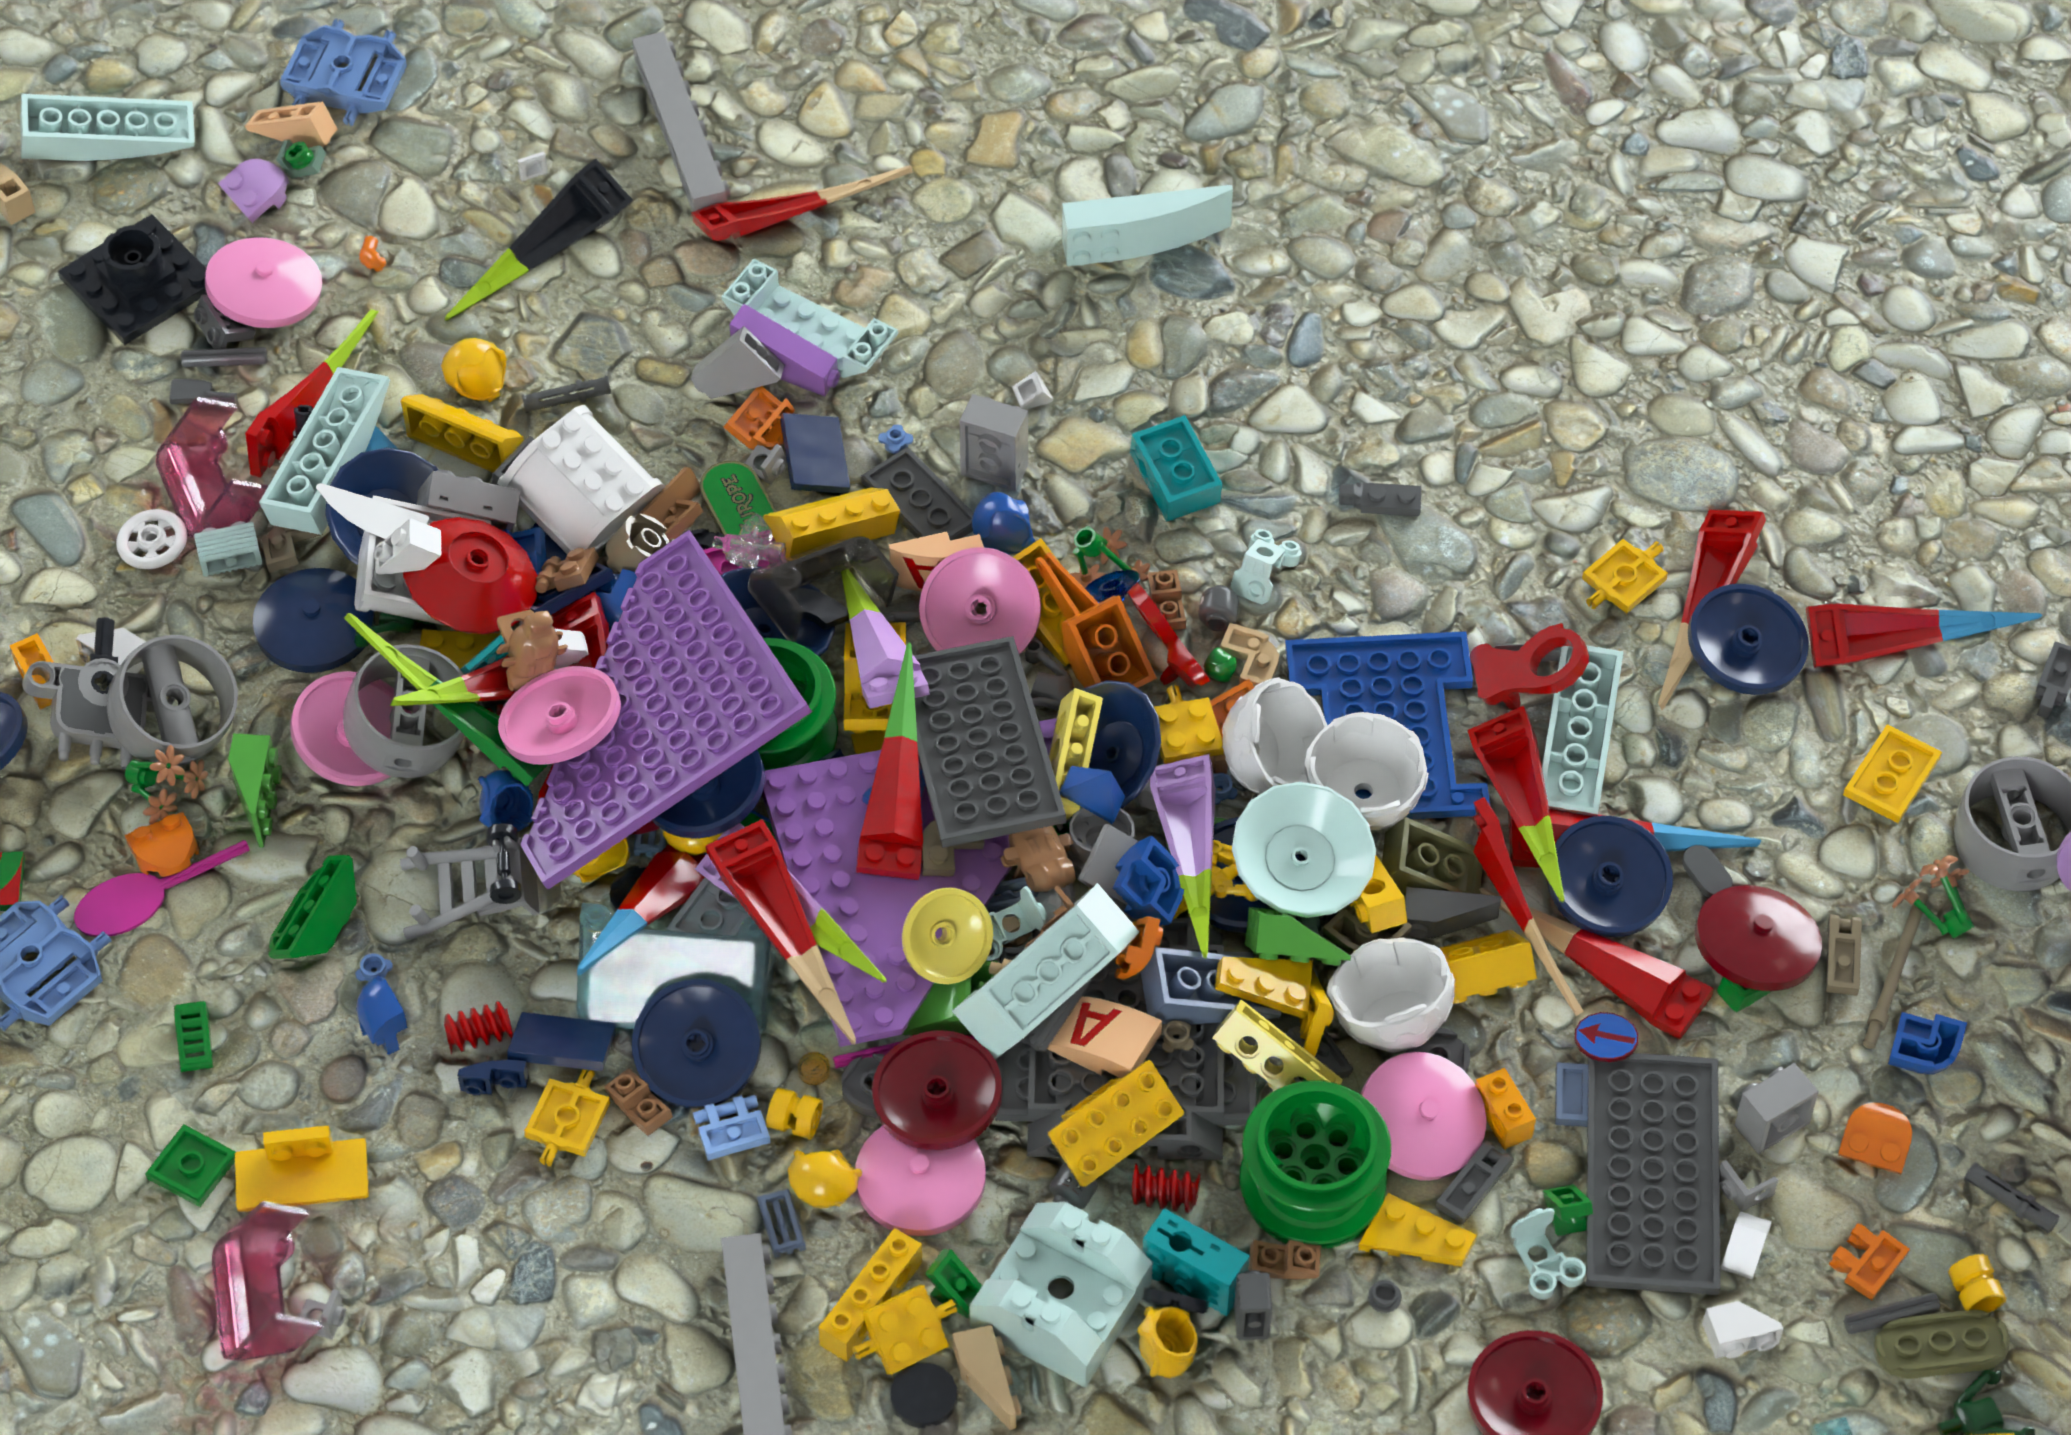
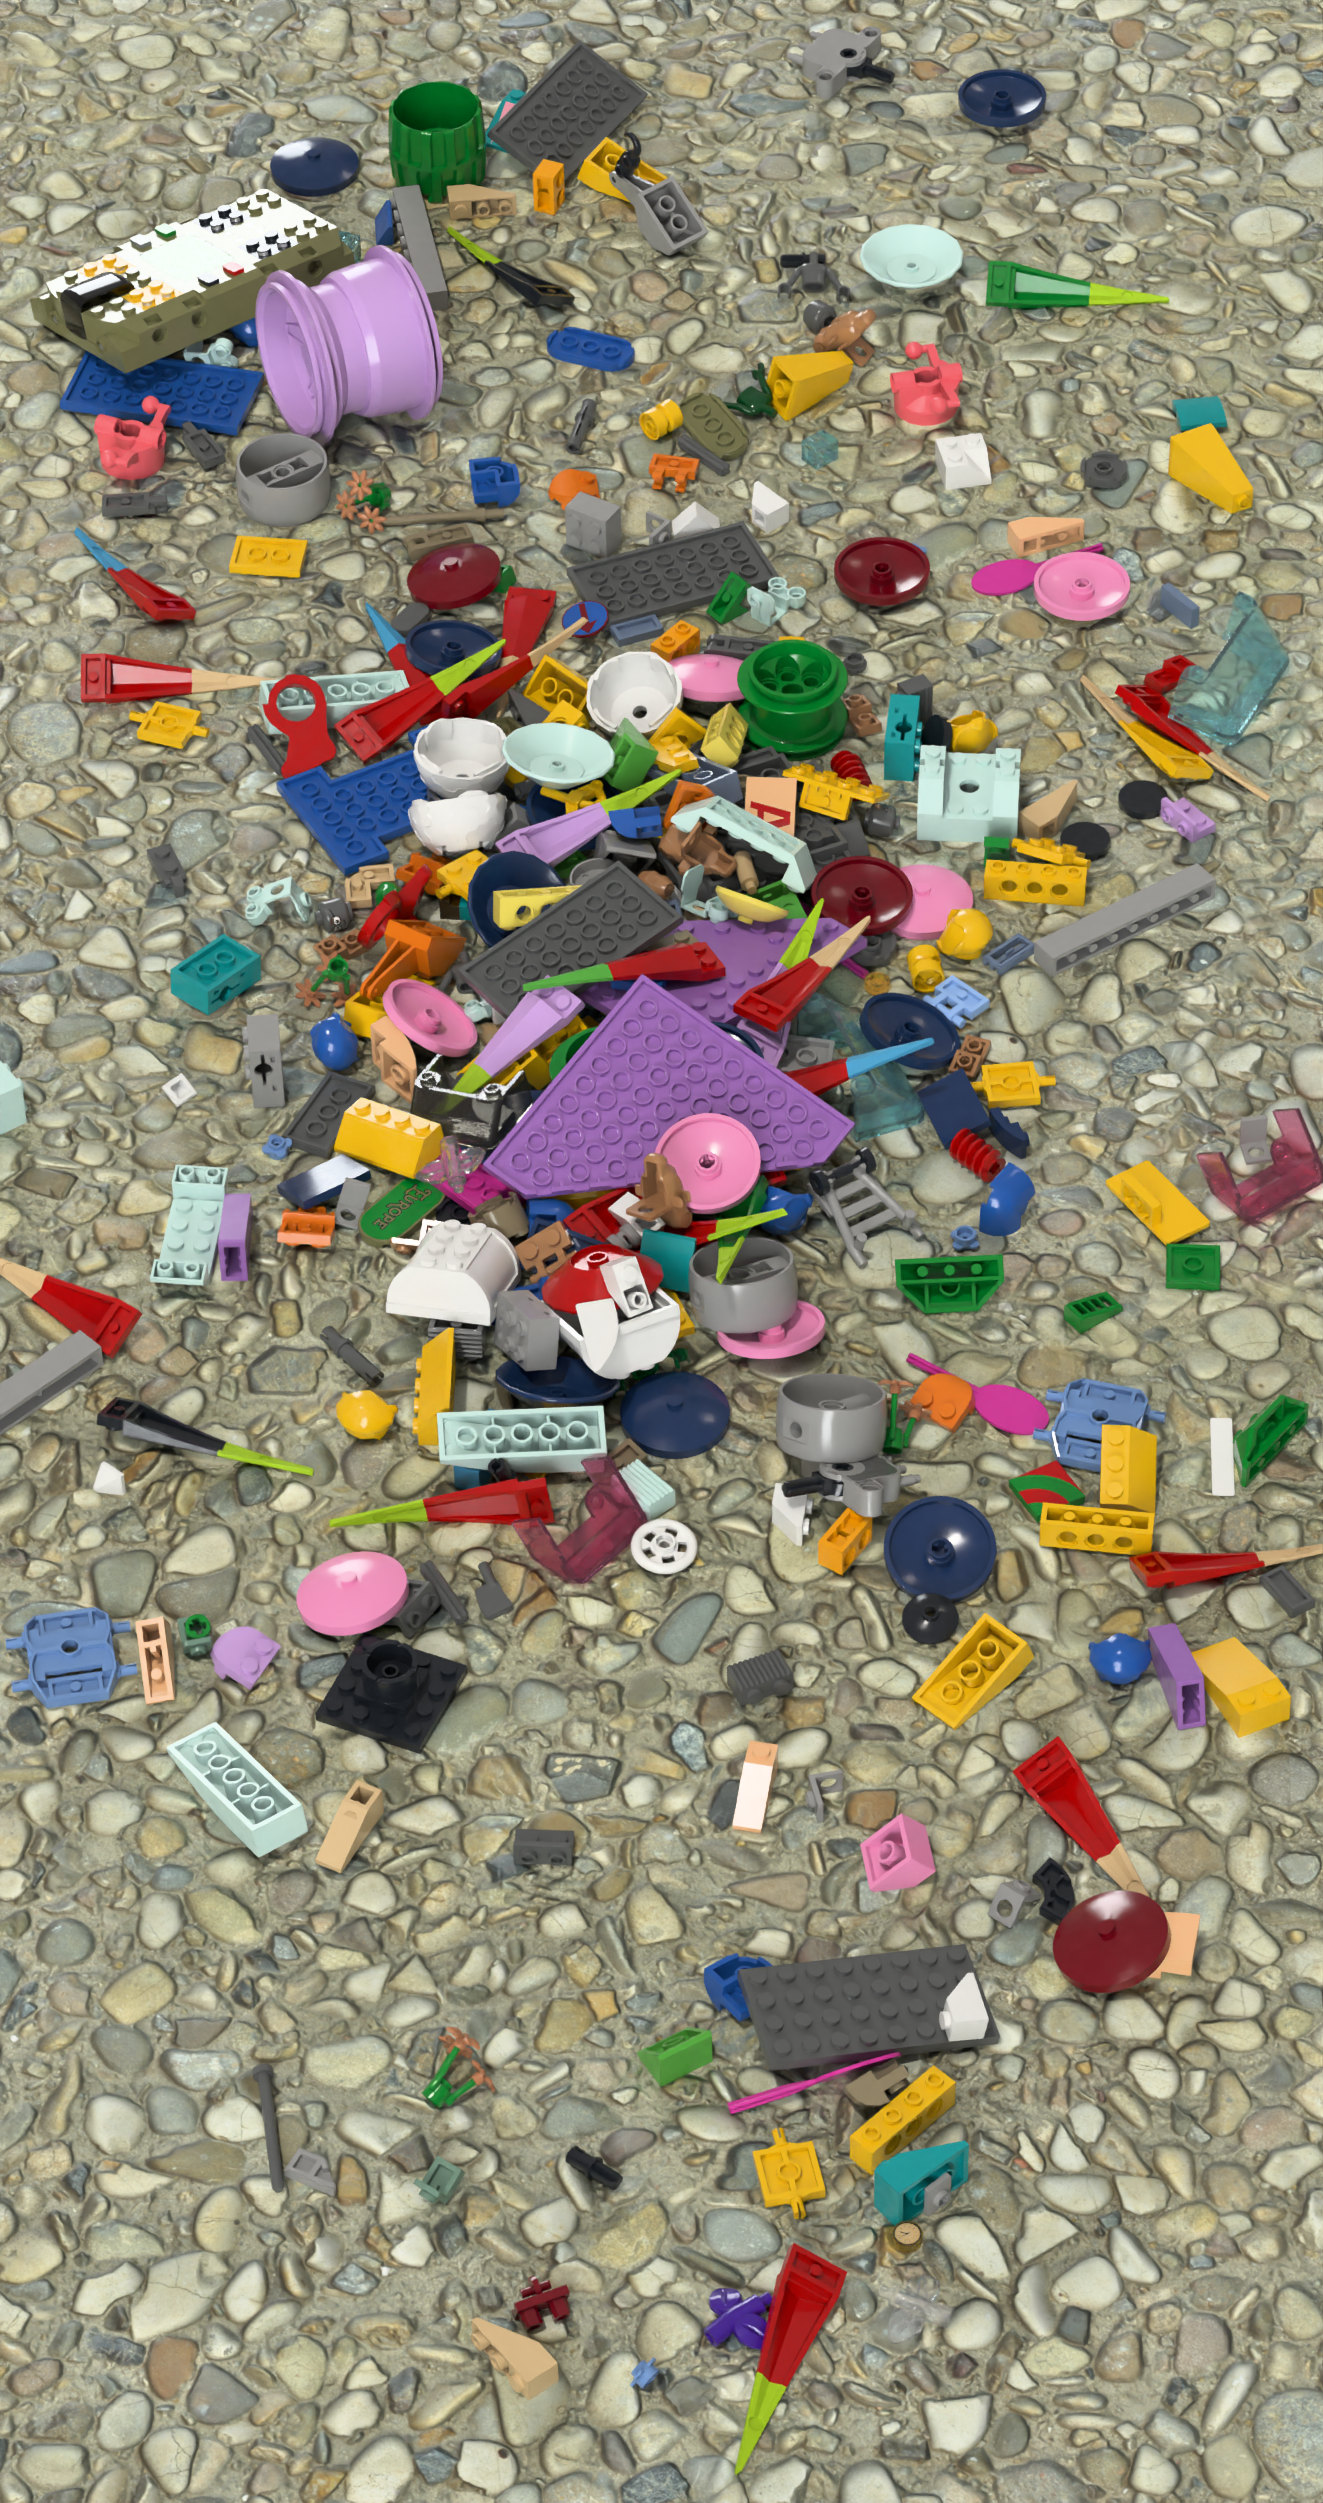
camera: 115 degrees left, 10 degrees down
(255, 778) = (866, 1351): bright green slope -> none
(369, 256) = (275, 1548): orange arm -> none
(737, 366) = (275, 1247): light grey slope -> none
(1094, 791) = (572, 874): blue slope -> none
(1113, 584) = (355, 951): clear blue dish -> none
(1748, 639) = (197, 642): dark blue dish -> none

